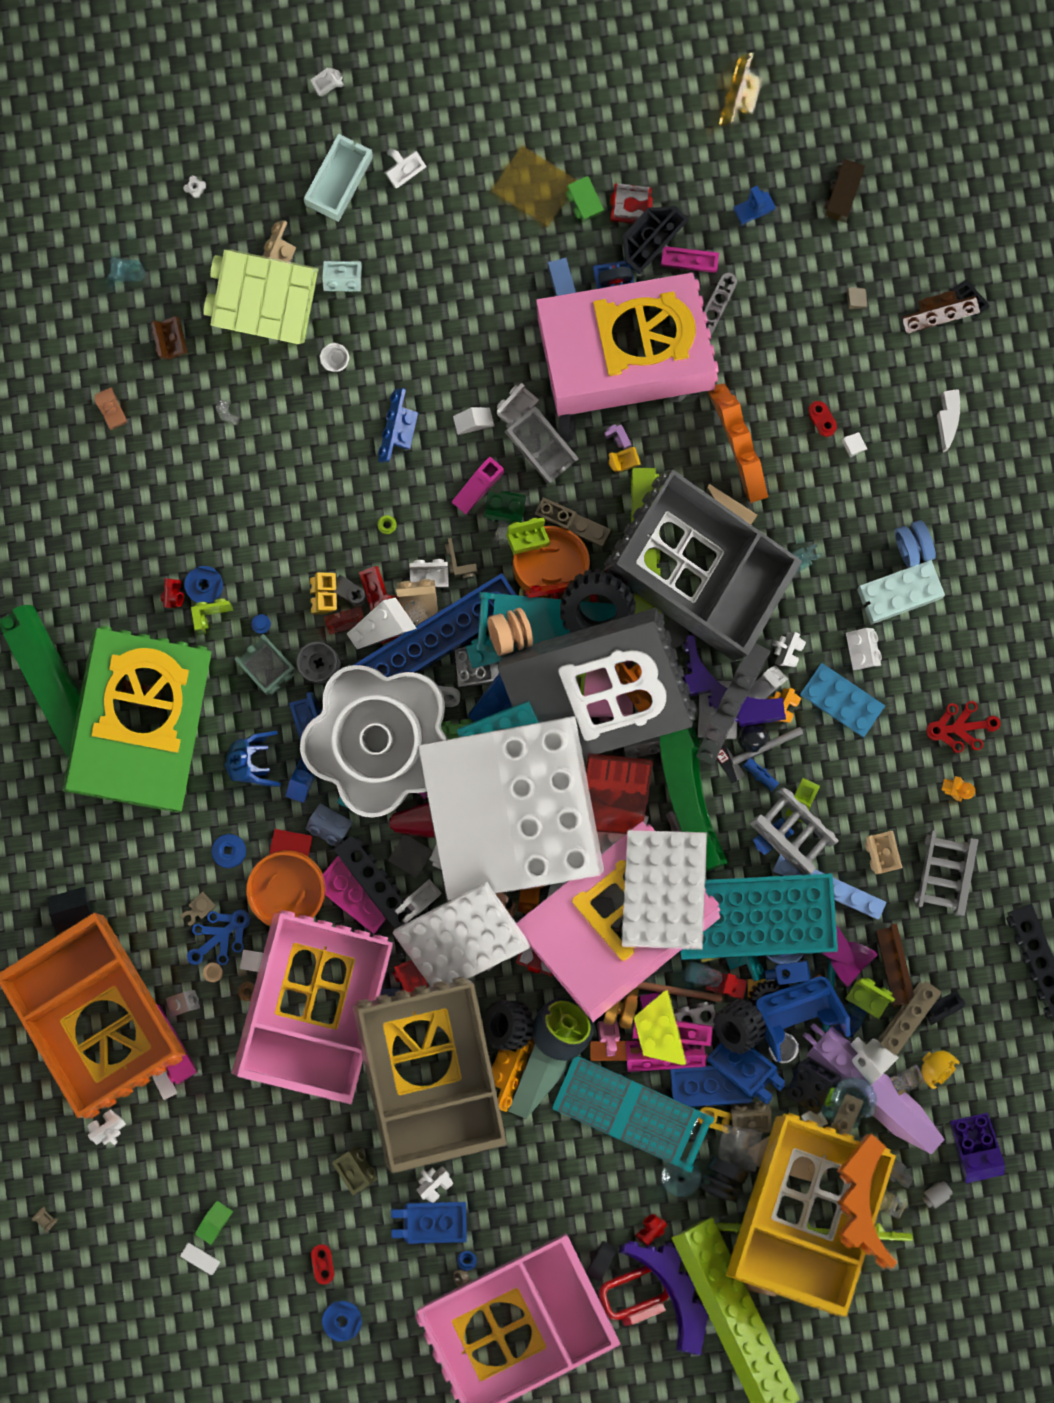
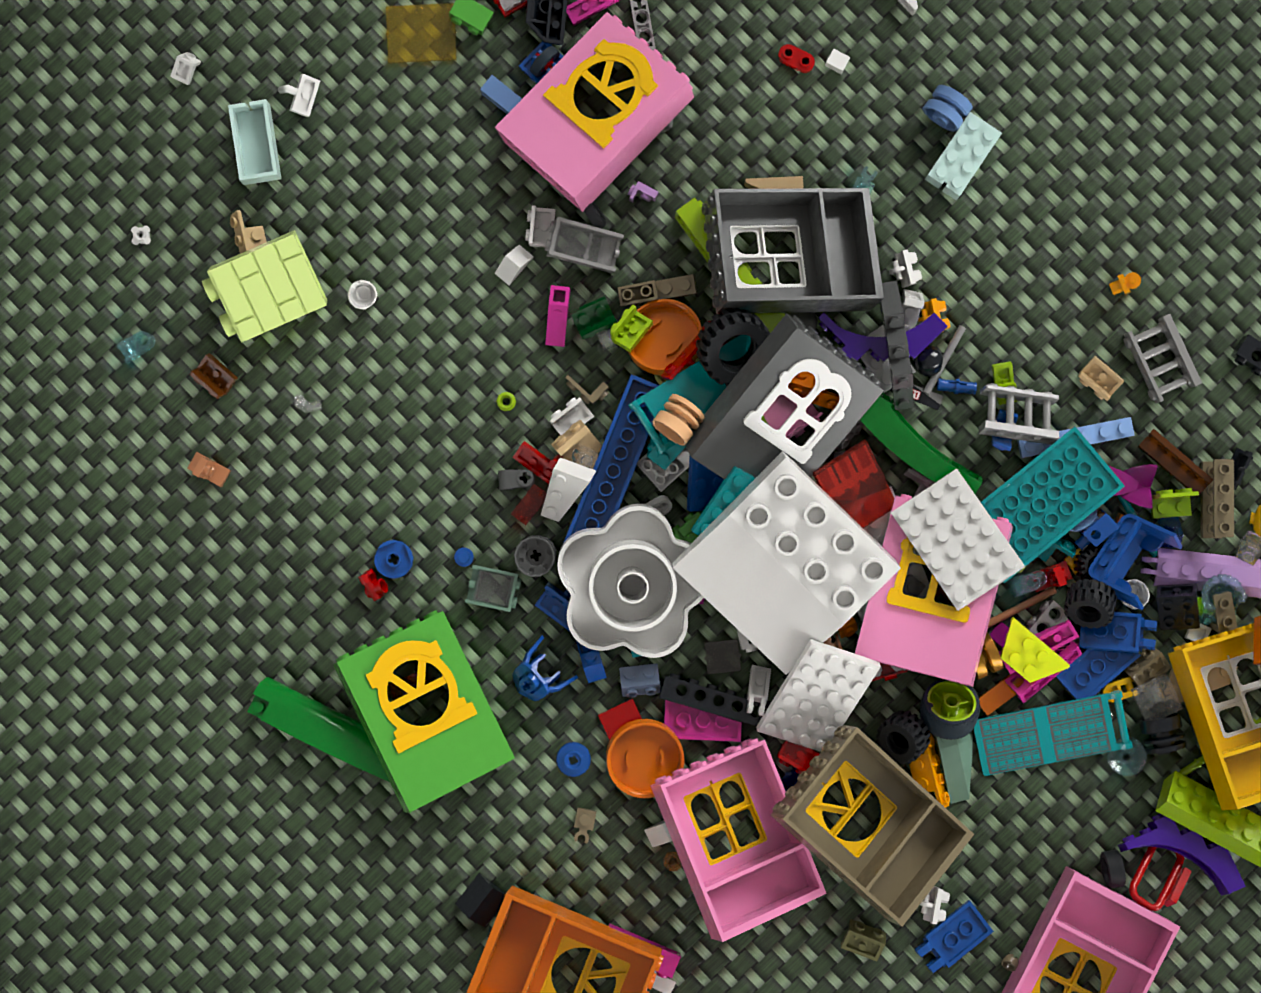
camera: 35 degrees left, 5 degrees up
(182, 1003) = (628, 908): light grey bracket -> none
(202, 609) = (414, 591): lime bracket -> none
(212, 972) = (633, 866): tan tile -> none
(221, 934) = (617, 832): blue plant -> none
(322, 586) = (491, 490): yellow legs -> none
(341, 276) = (318, 222): light aqua bracket -> none
(399, 426) = (457, 314): blue bracket -> none
(413, 821) = (707, 627): dark red cone -> none
(469, 1256) = (1004, 940): blue plate -> none
(609, 1034) = (989, 685): bright pink plate -> none
(624, 460) = (661, 208): yellow bracket -> none
(653, 1229) = (1134, 812): red plate -> none
(741, 443) = (746, 124): orange arch -> none
(842, 700) = (978, 278): dark azure plate -> none
(863, 648) = (965, 224): white bracket -> none
(872, 1059) = (1211, 552): white torso -> none
(960, 727) = (1087, 232): red plant -> none

